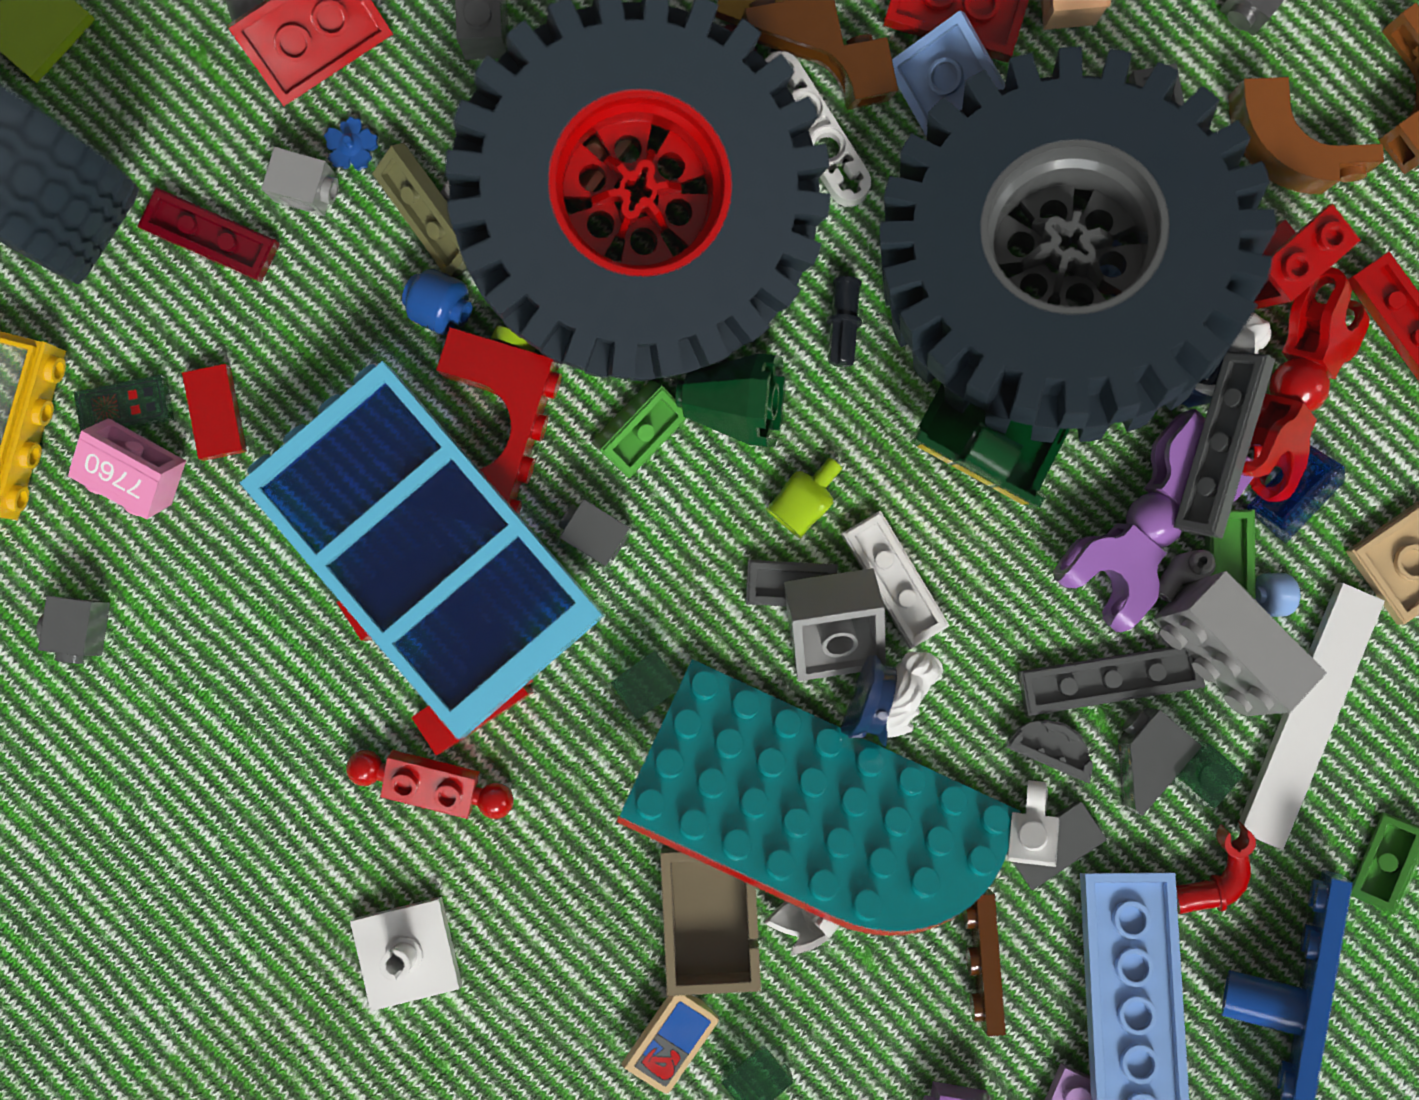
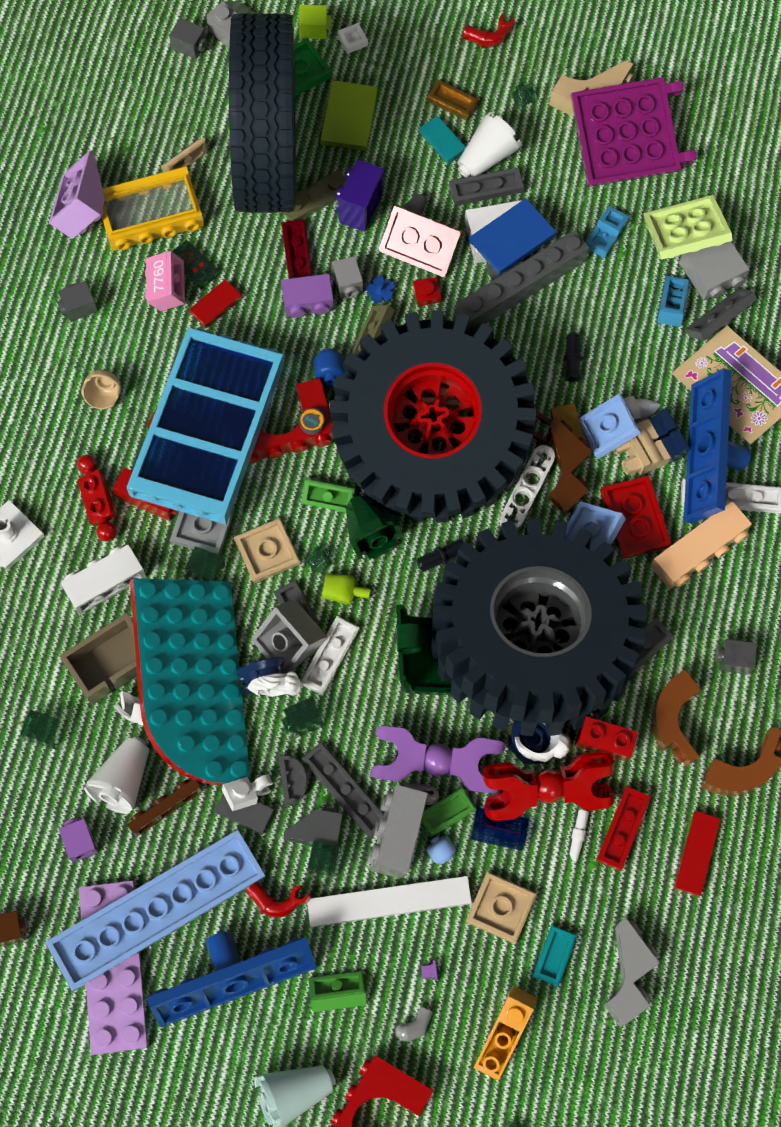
camera: 55 degrees right, 15 degrees down
(128, 134) = (316, 196): none -> olive plate
(170, 72) = (360, 195): none -> dark purple brick
(253, 676) = (101, 389): none -> tan hair
(292, 262) = (307, 295): none -> medium lavender brick
(399, 76) = (426, 291): none -> red plate
(517, 383) = (312, 421): none -> dark grey tile
(570, 851) = (102, 579): none -> white brick
(588, 663) = (200, 532): none -> light grey plate
(594, 532) = (263, 501): dark grey brick -> none
(671, 1041) = (36, 678): slope -> none
(673, 574) = (267, 550): none -> tan tile
(733, 504) = (319, 559): none -> clear green piece
(902, 1000) = (120, 776): none -> white cone
(972, 680) = (302, 718): none -> clear green brick
(1224, 443) = (492, 759): dark grey tile -> none
(1373, 389) = (578, 834): none -> white piece

